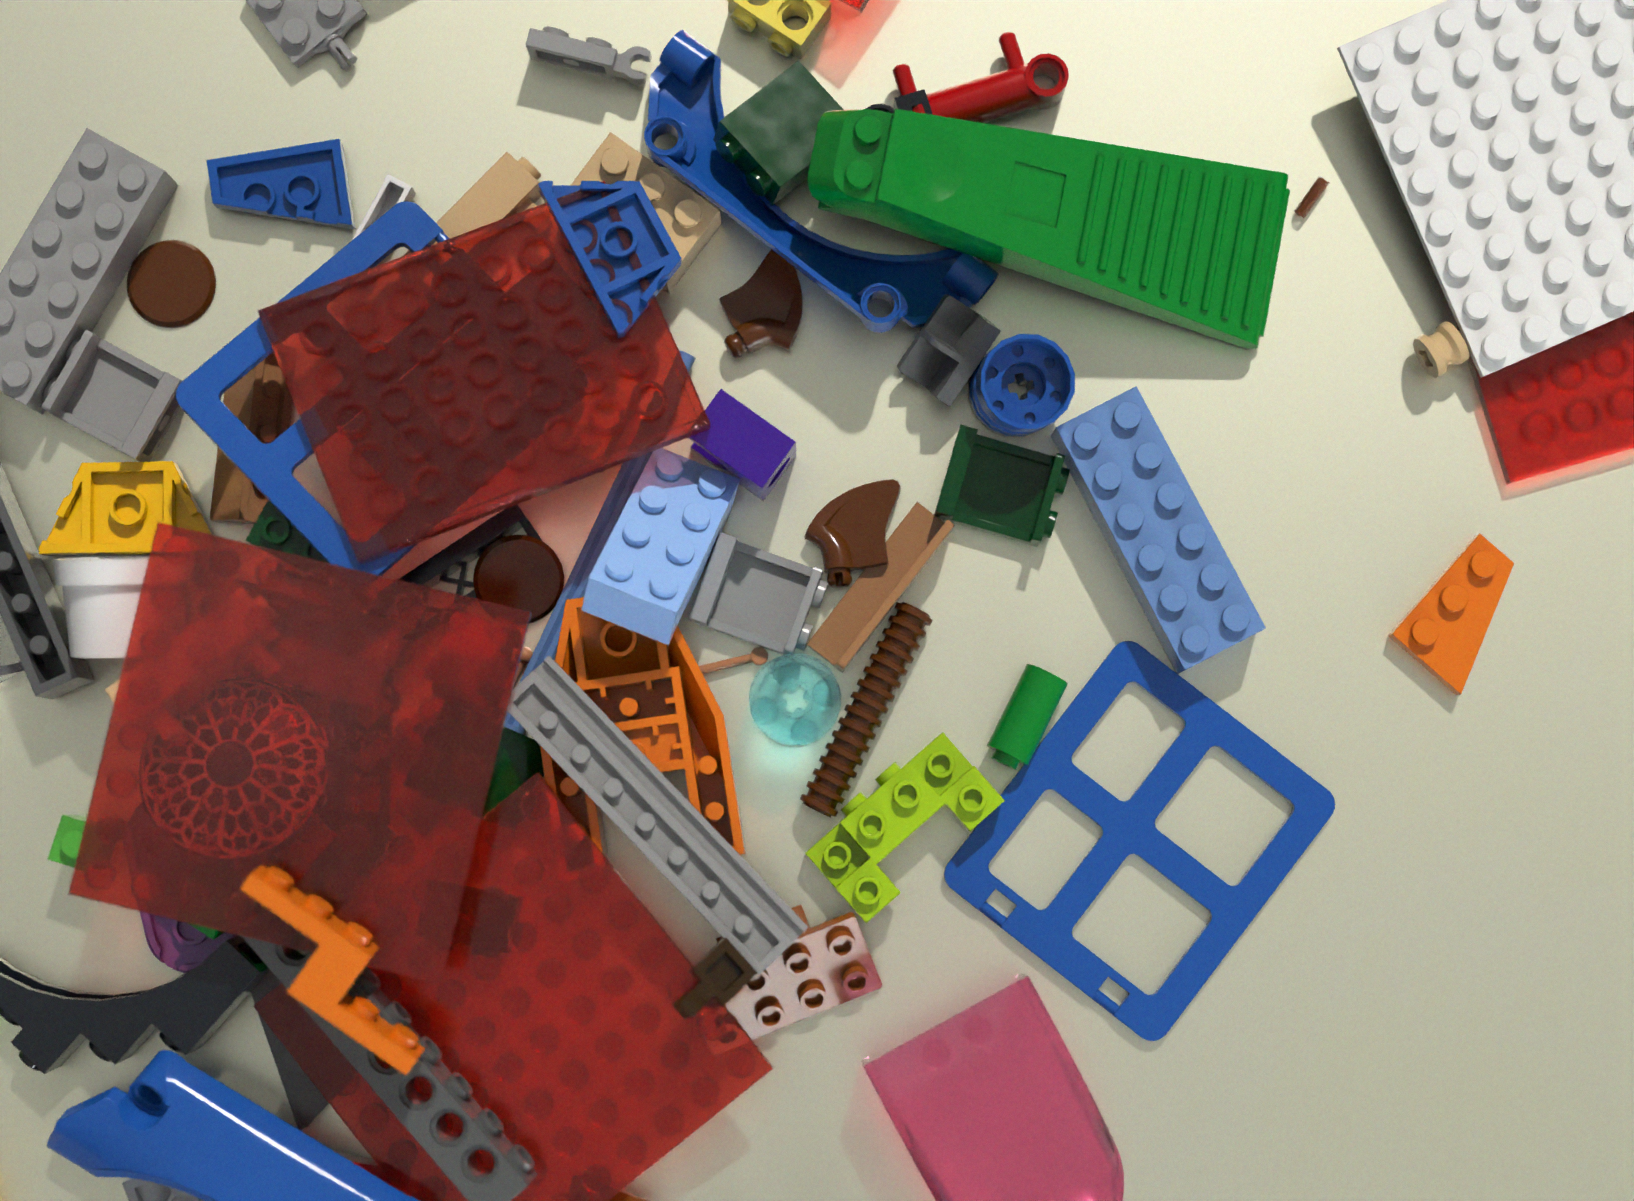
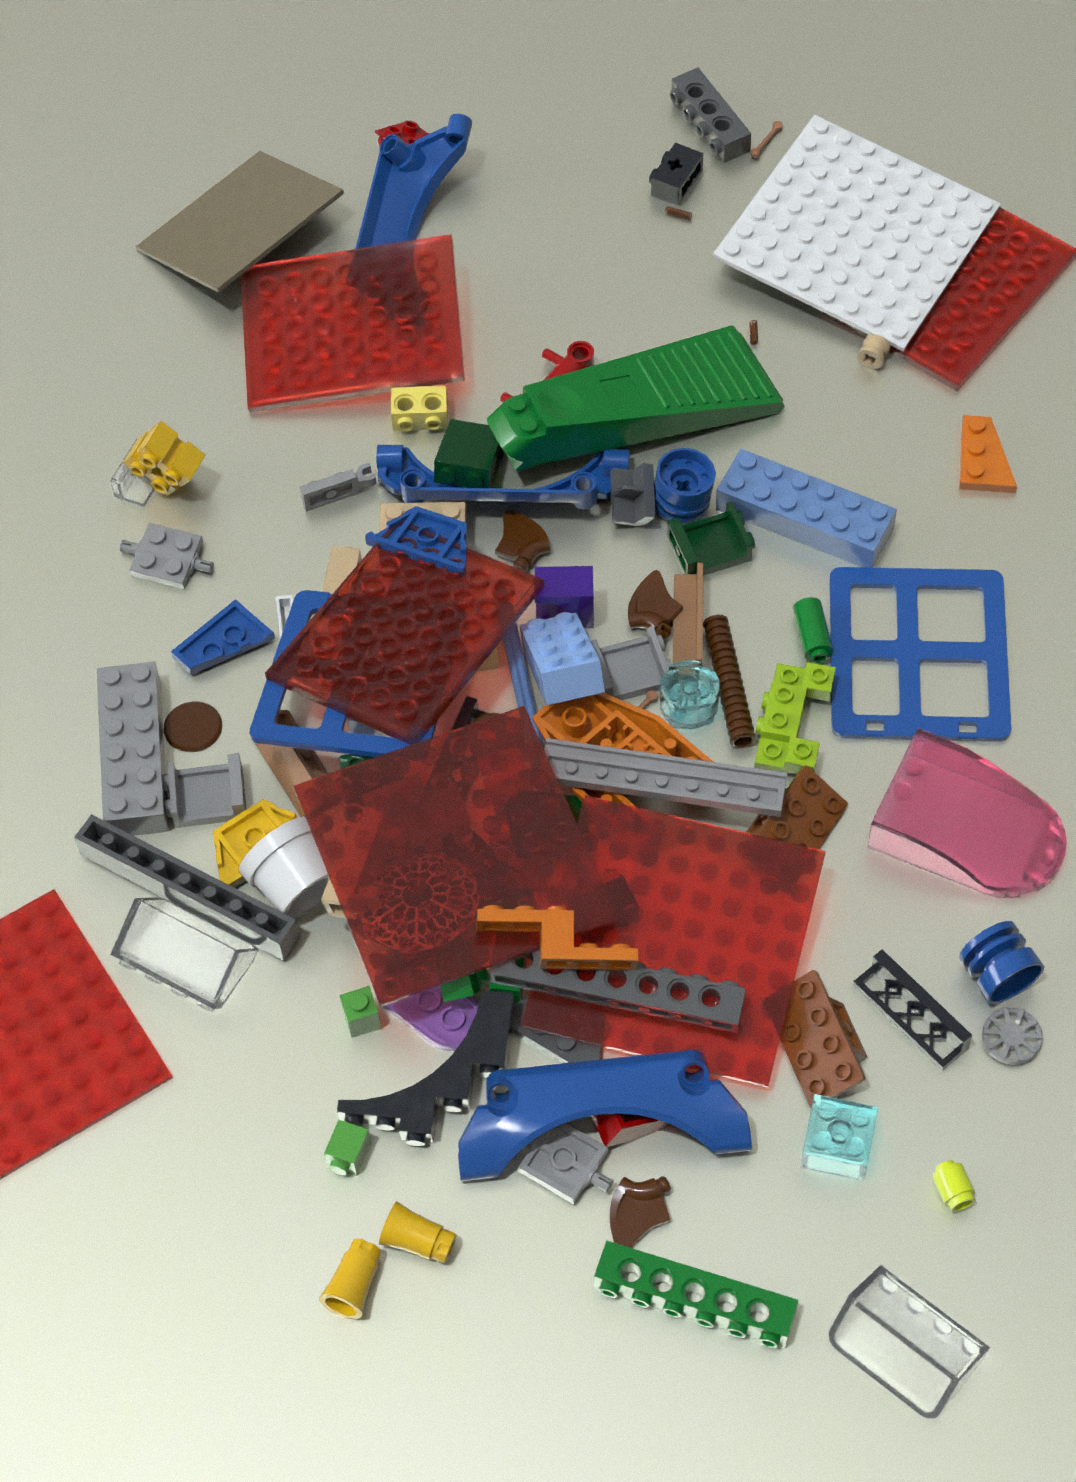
camera: 30 degrees left, 25 degrees down
(718, 976) = (761, 823): dark brown plate -> none

